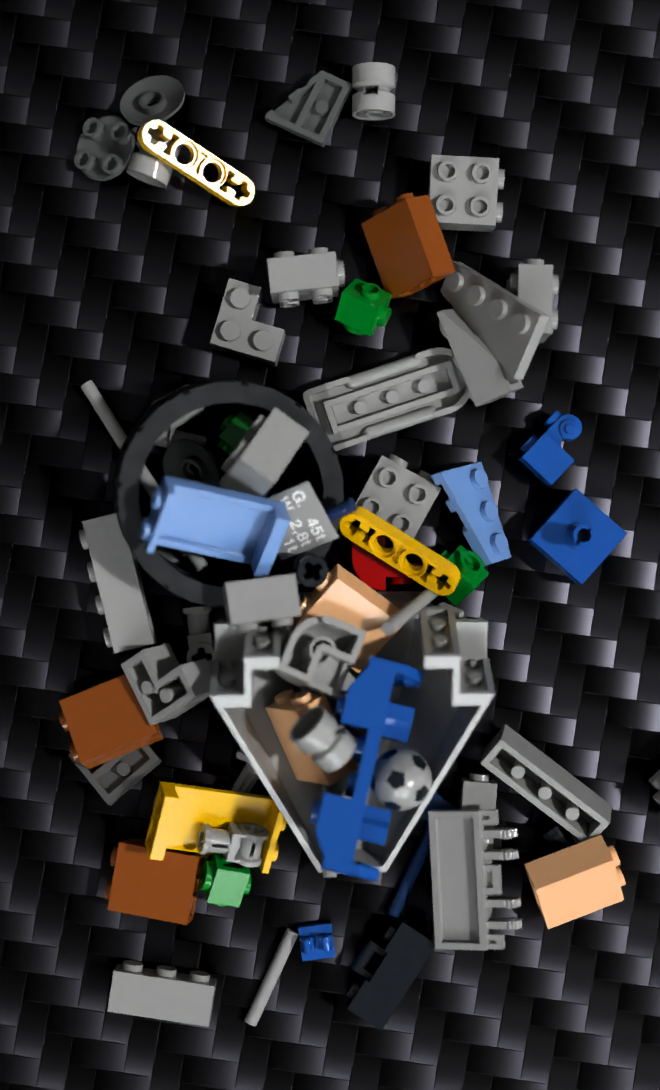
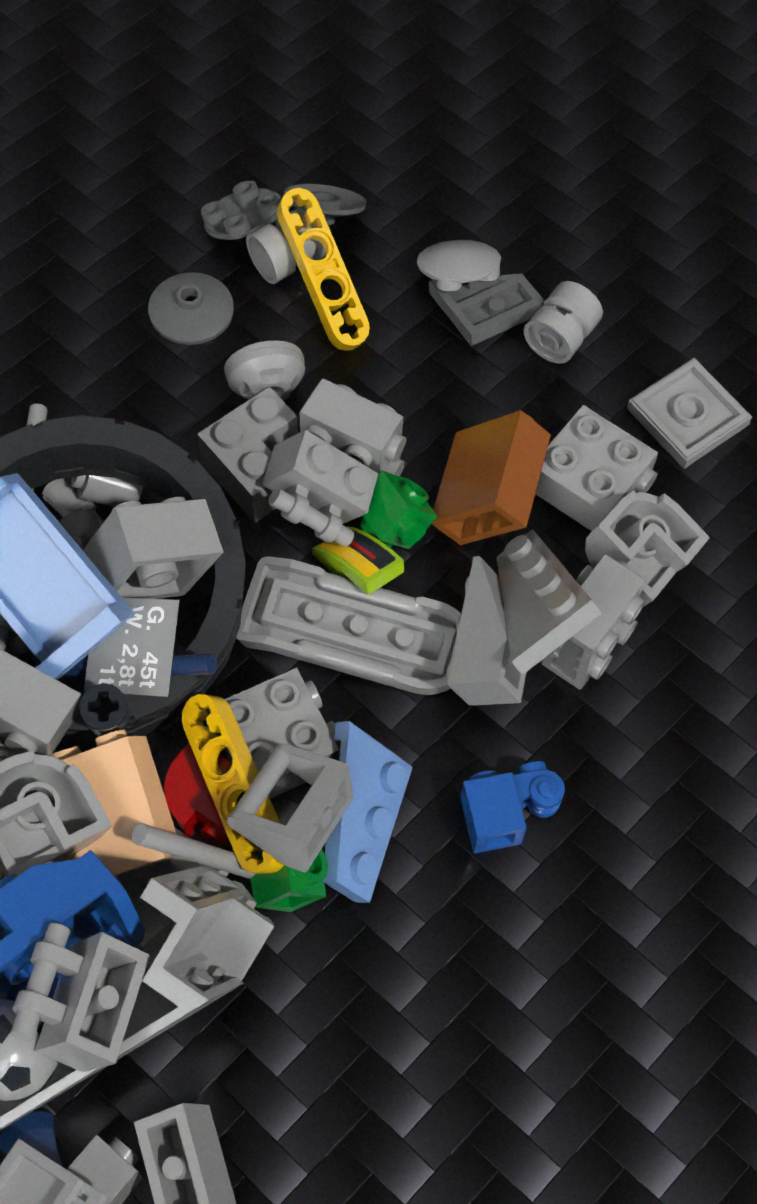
camera: 30 degrees right, 25 degrees down
(131, 255) = (193, 320): none -> dark grey dish
(217, 267) = (264, 366): none -> light grey piece
(275, 90) = (459, 263): none -> light grey dish
(309, 324) = (319, 486): none -> light grey brick
(362, 353) = (363, 561): none -> slope
(427, 735) = (91, 1000): none -> light grey brick
(465, 544) = (315, 817): none -> light grey tile
(491, 100) = (689, 413): none -> light grey tile
(530, 227) = (648, 535): none -> light grey brick
(577, 536) = (467, 927): blue brick -> none

